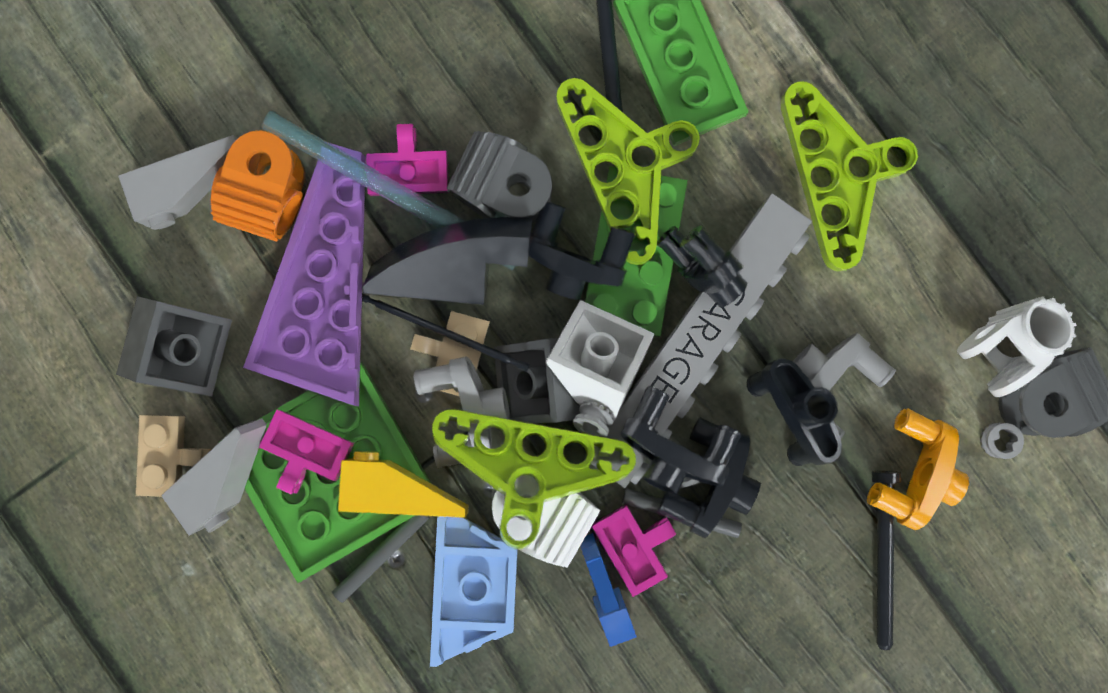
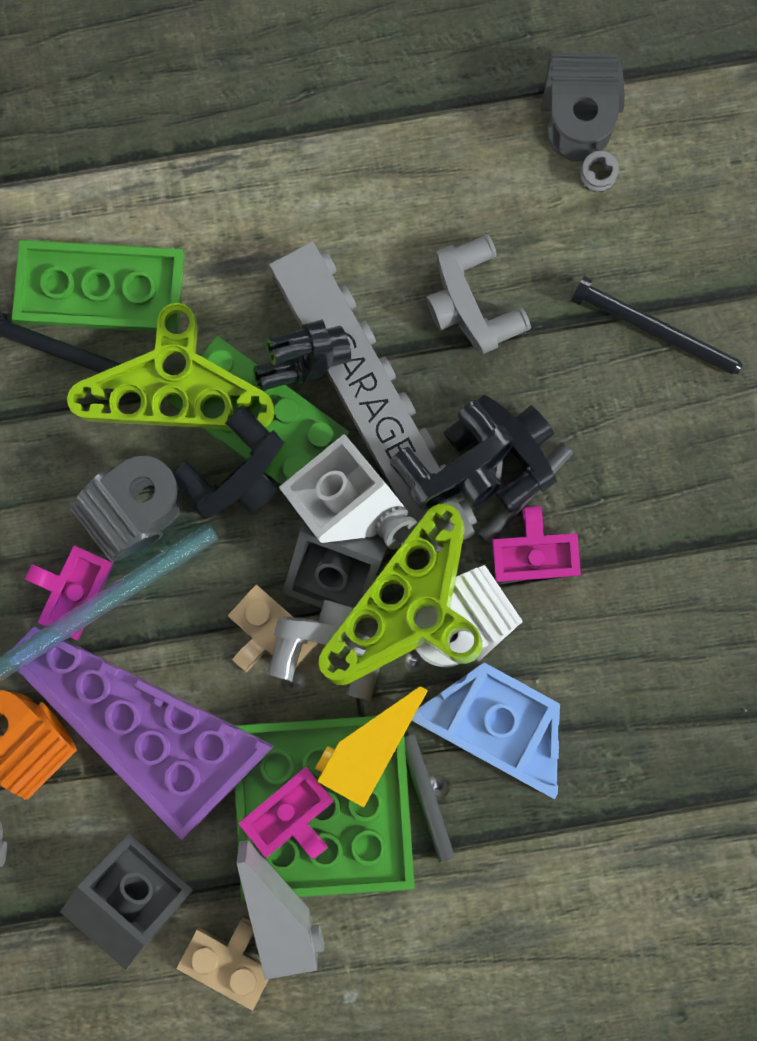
camera: 60 degrees left, 5 degrees down
(445, 332) = (245, 629): black piece -> none
(451, 260) = (180, 590): black slope -> none
(608, 601) = (574, 598): blue piece -> none
(792, 393) = (464, 336): black connector -> none
(847, 192) = (301, 197): lime beam -> none
(933, 477) = (601, 247): light orange connector -> none
(1038, 331) = (519, 81): white piece -> none

